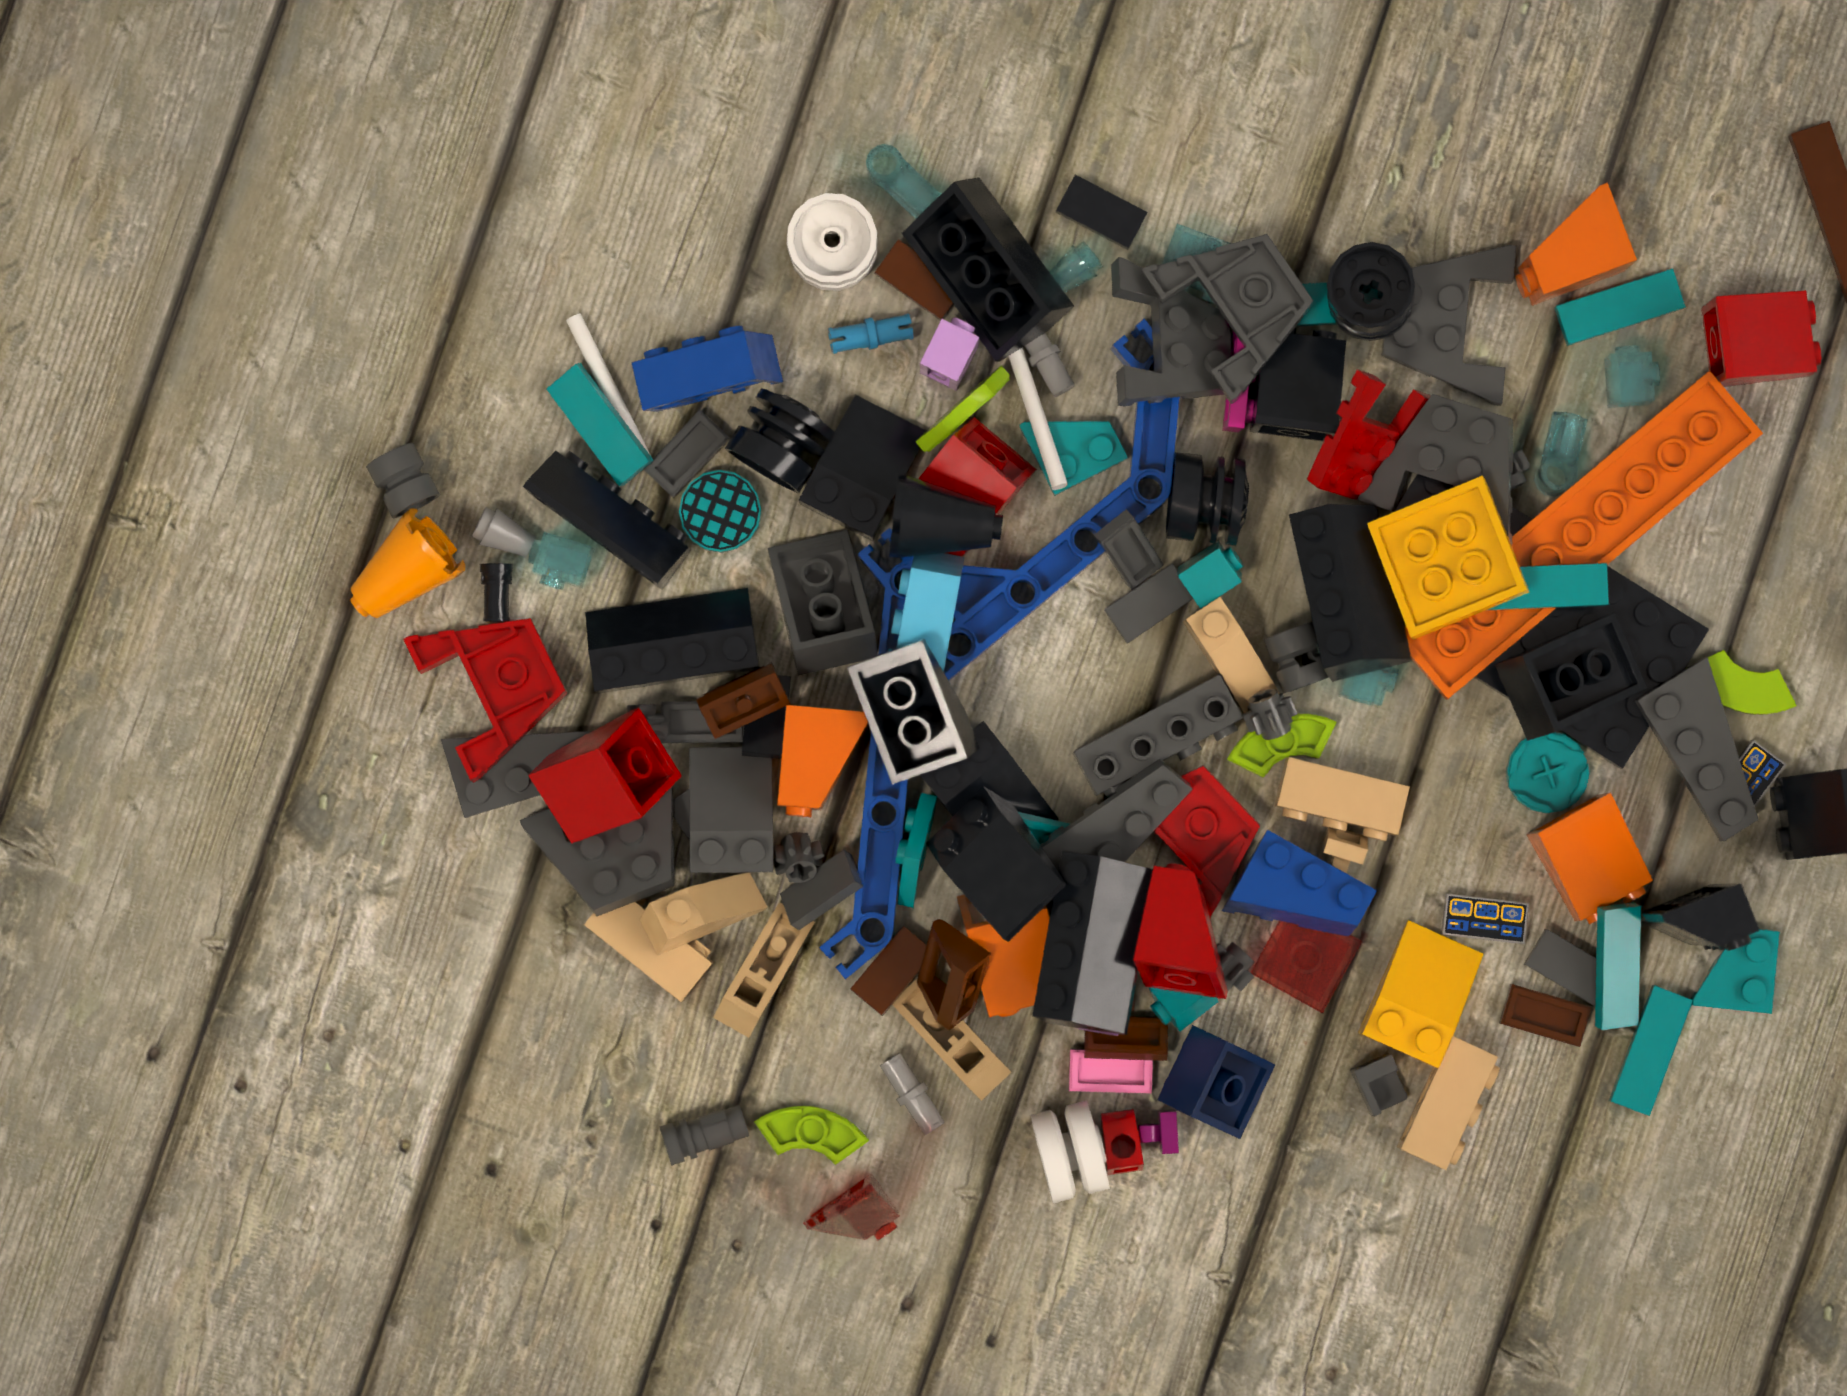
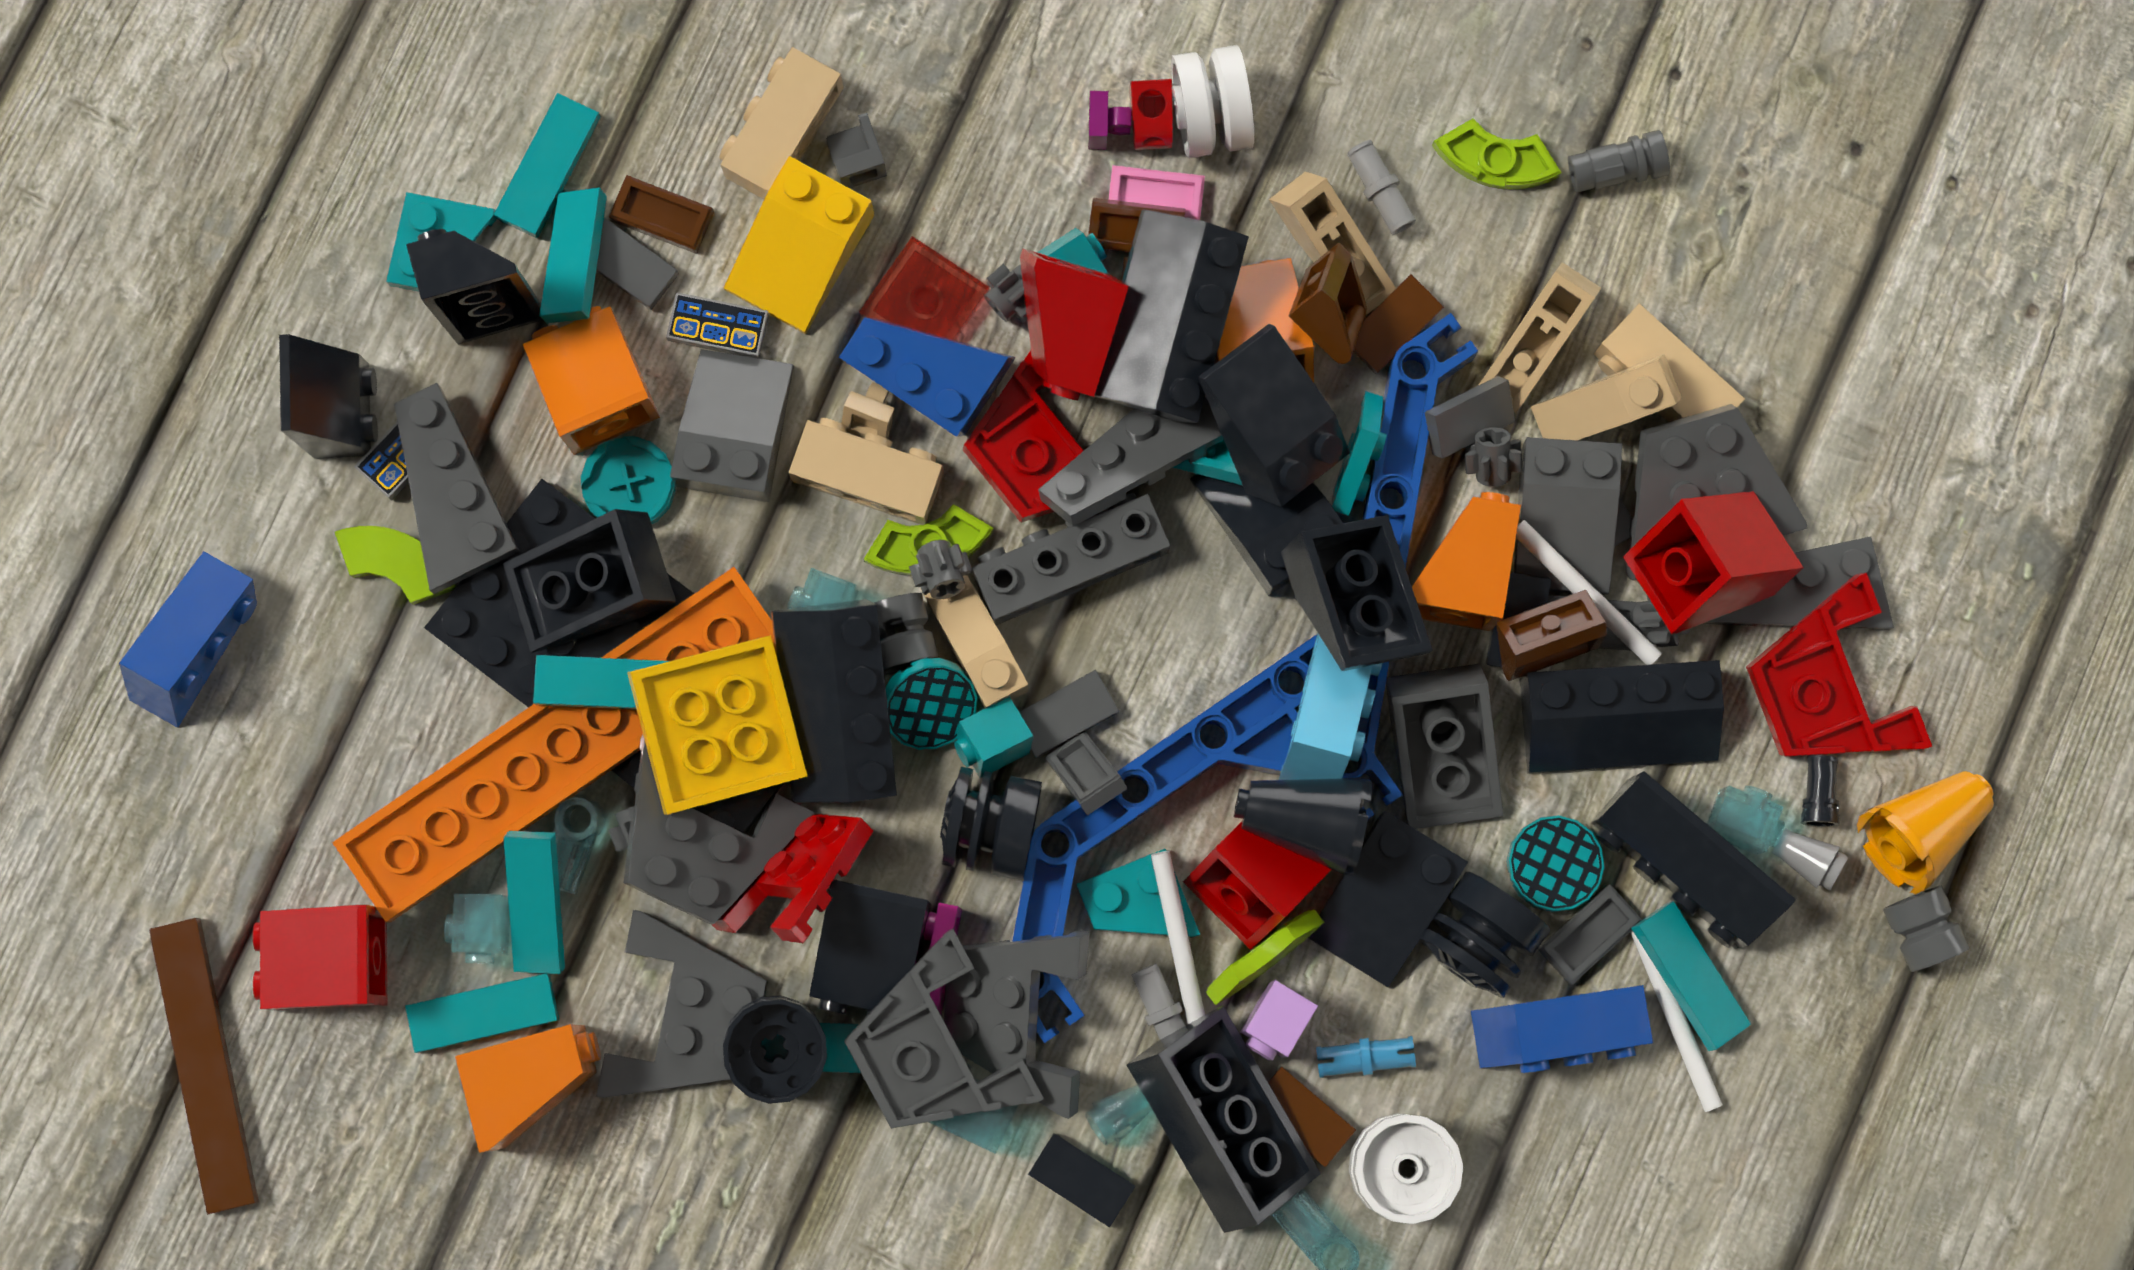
camera: 175 degrees left, 5 degrees down
(706, 739) = (1576, 582): none -> white bar
(857, 1212) = (1457, 59): clear red wedge -> none
(1216, 1082) = (1040, 169): dark blue slope -> none
(1268, 598) = (929, 703): none -> tile
(1462, 830) = (732, 426): none -> slope
(1586, 400) = (534, 902): none -> teal tile

